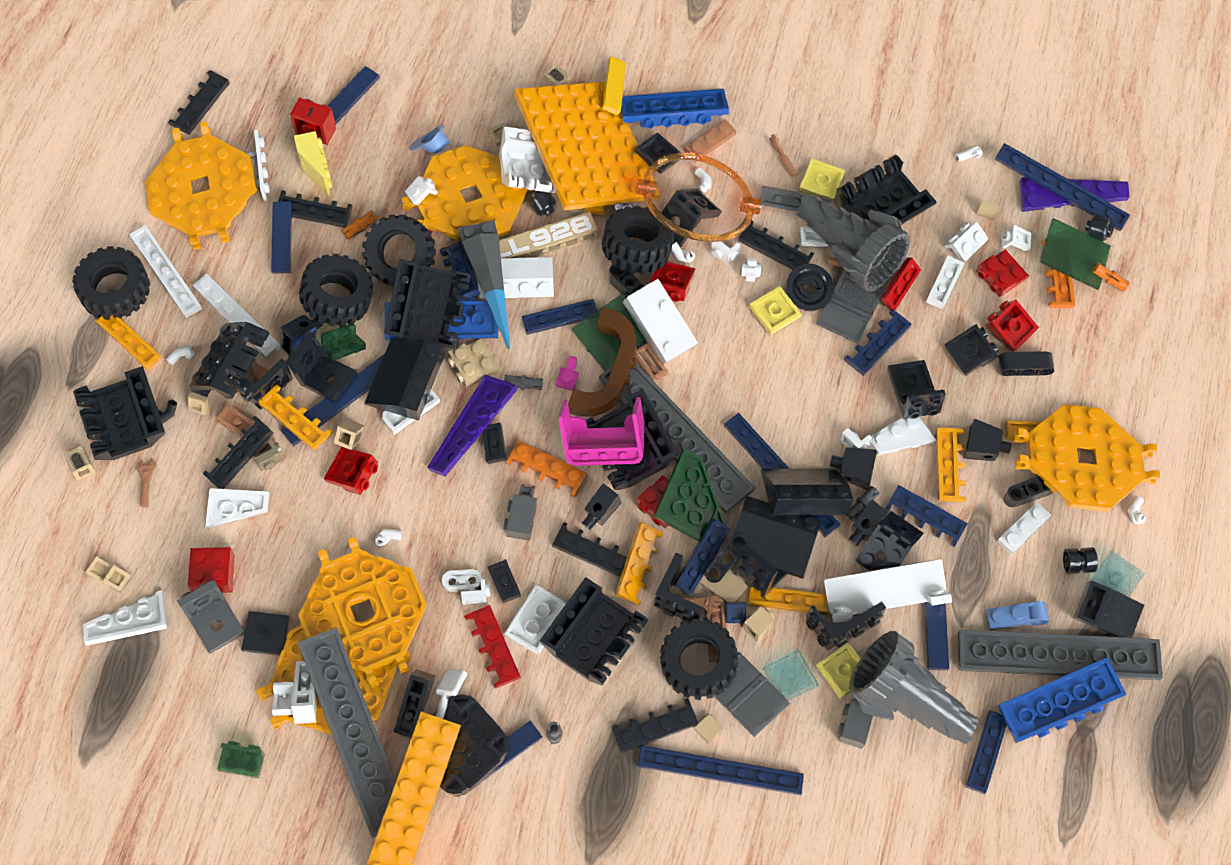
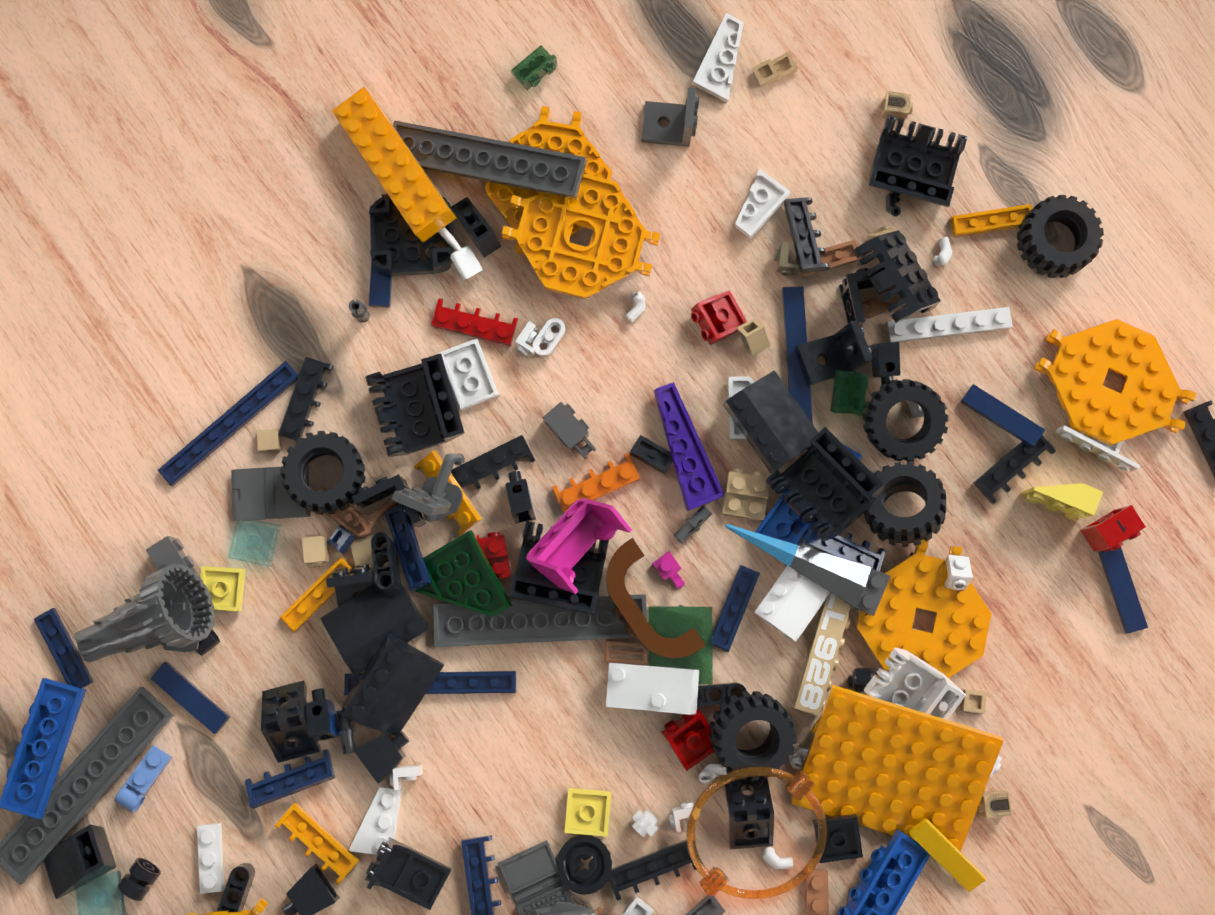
camera: 130 degrees right, 15 degrees up
(145, 472) = (847, 154): nougat piece -> none
(165, 271) = (1040, 293): white plate -> none
(210, 565) = (714, 146): red brick -> none
(265, 633) = (627, 155): black plate -> none
(282, 698) = (553, 124): white bracket -> none
(294, 419) = (804, 300): light orange hinge -> none
(304, 695) = (537, 135): white slope -> none
(359, 224) = (966, 496): orange pin -> none
(432, 142) = (1012, 627): medium blue piece -> none
(504, 581) = (521, 370): black plate -> none
(648, 558) = (437, 495): none -> dark grey plate
(834, 634) = (243, 625): black bracket -> none
(892, 586) = (253, 681): white bracket -> none

